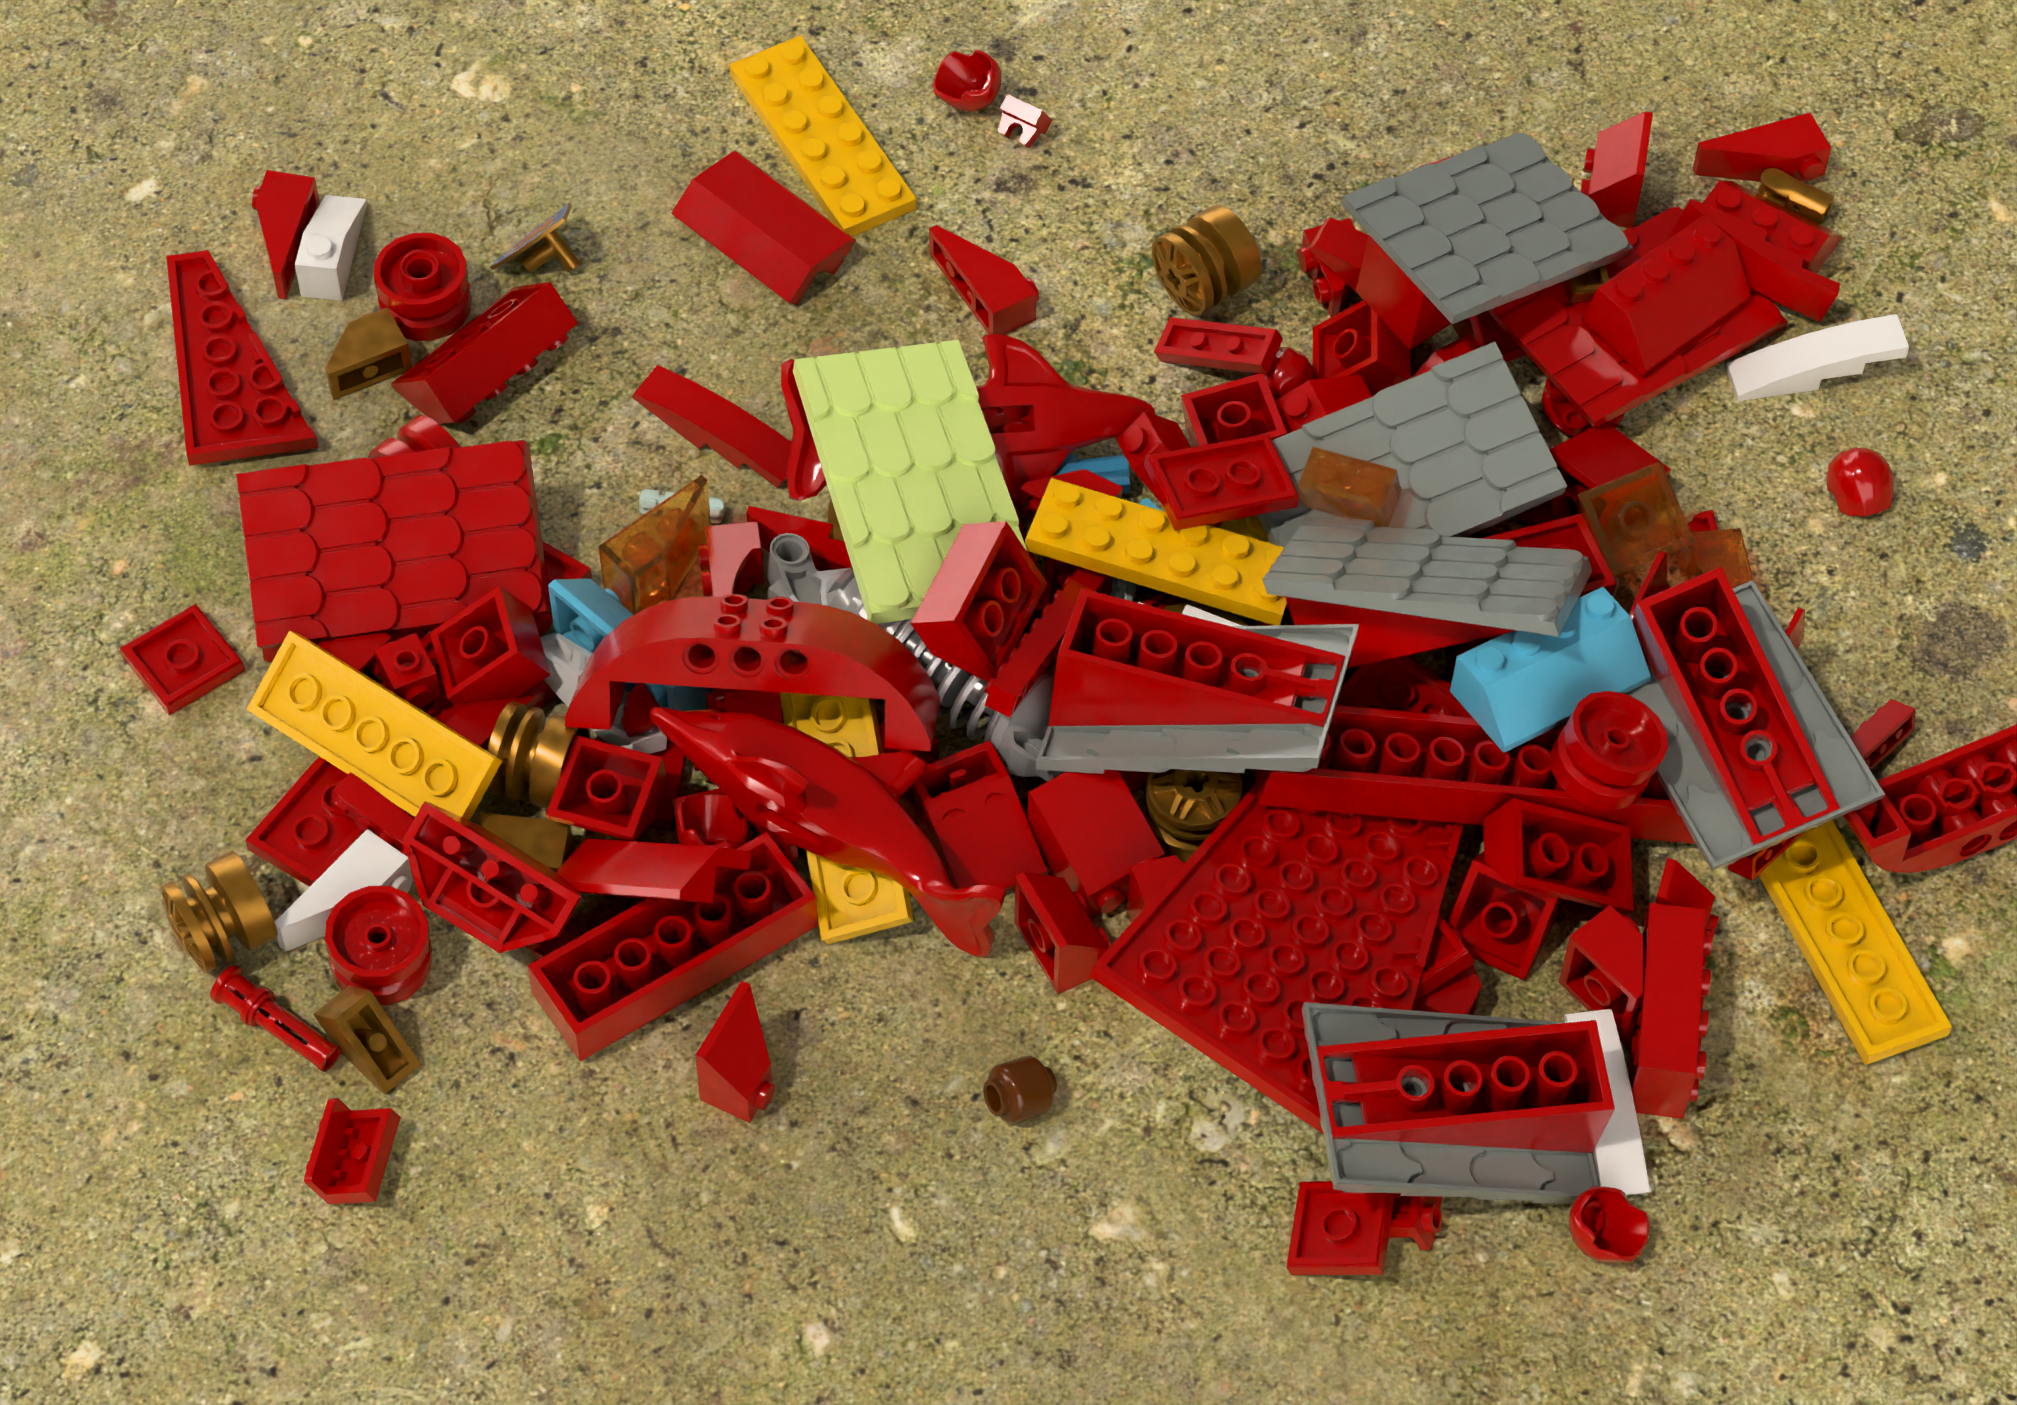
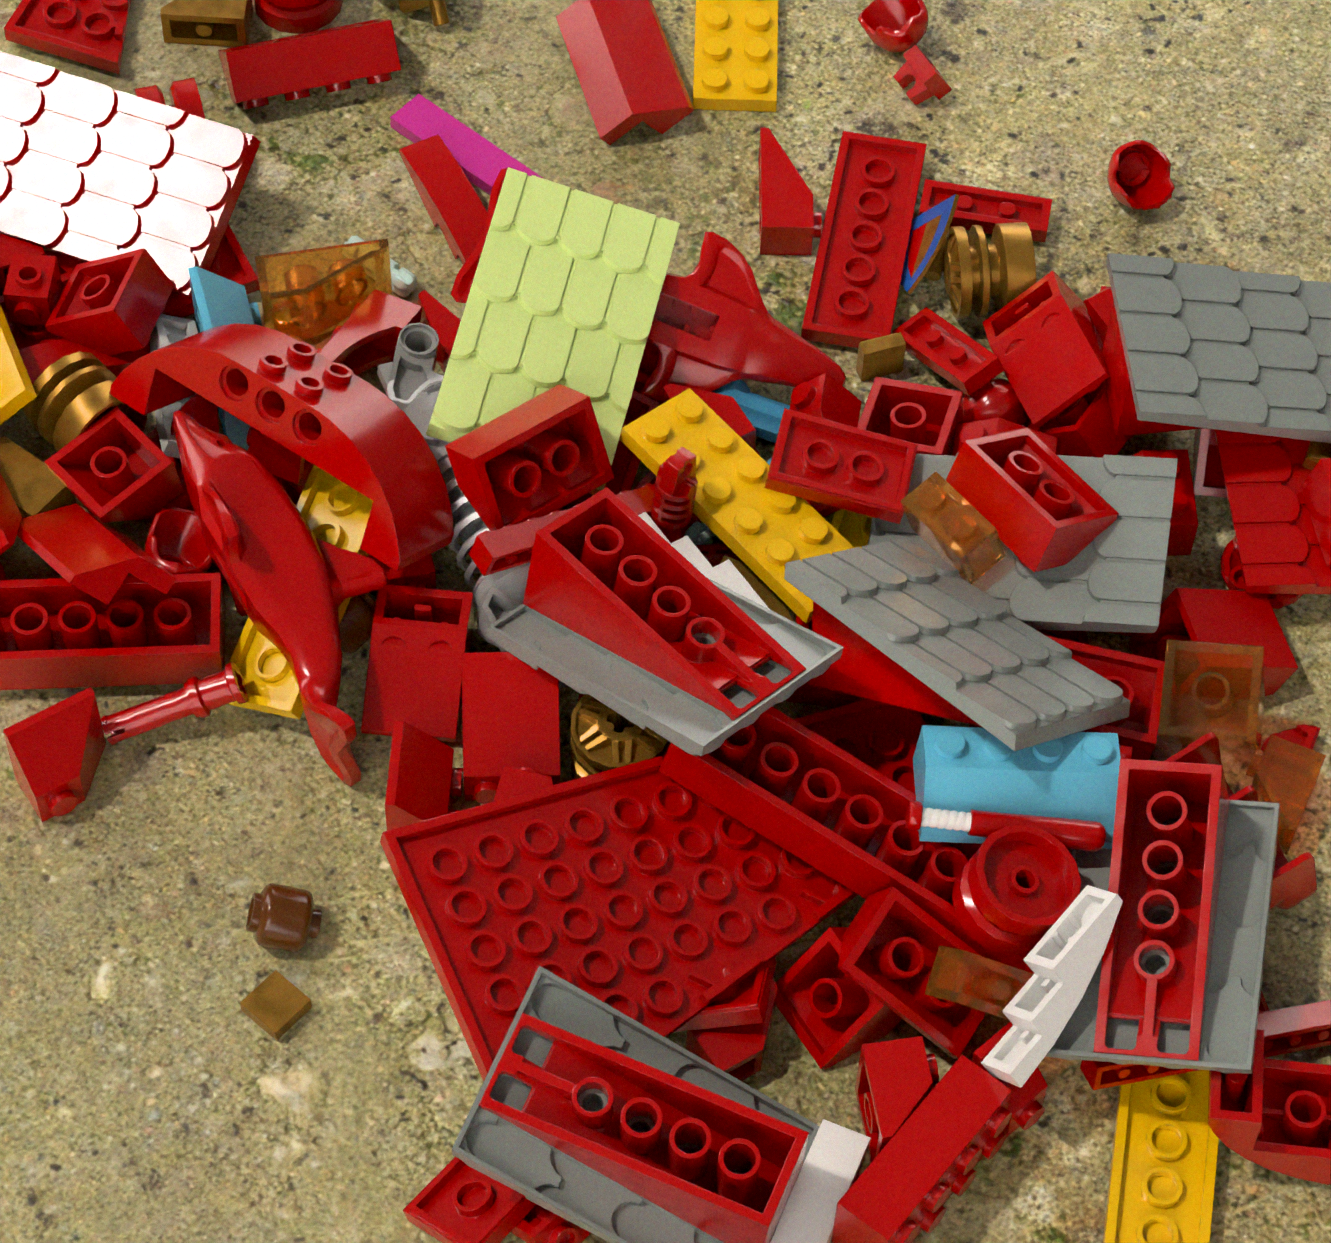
camera: 30 degrees right, 0 degrees up
(723, 374) = (475, 154): none -> dark pink tile
(815, 948) = (195, 698): none -> red pin
(1062, 1164) = (276, 1005): none -> pearl gold tile
(1077, 285) = (863, 240): none -> red plate
(1112, 565) = (675, 494): none -> red hinge
(1132, 262) = (928, 244): none -> shield
(1152, 211) = (989, 207): none -> red plate
(1162, 377) = (880, 356): none -> pearl gold tile
(1264, 122) = (1140, 176): none -> red hair
(1306, 303) = (1047, 348): none -> red slope
(1399, 431) = (1030, 497): none -> red slope
(1626, 681) = (1073, 833): none -> red piece
(1633, 839) = (974, 981): none -> clear orange brick
(1693, 794) = (1062, 971): none -> white slope

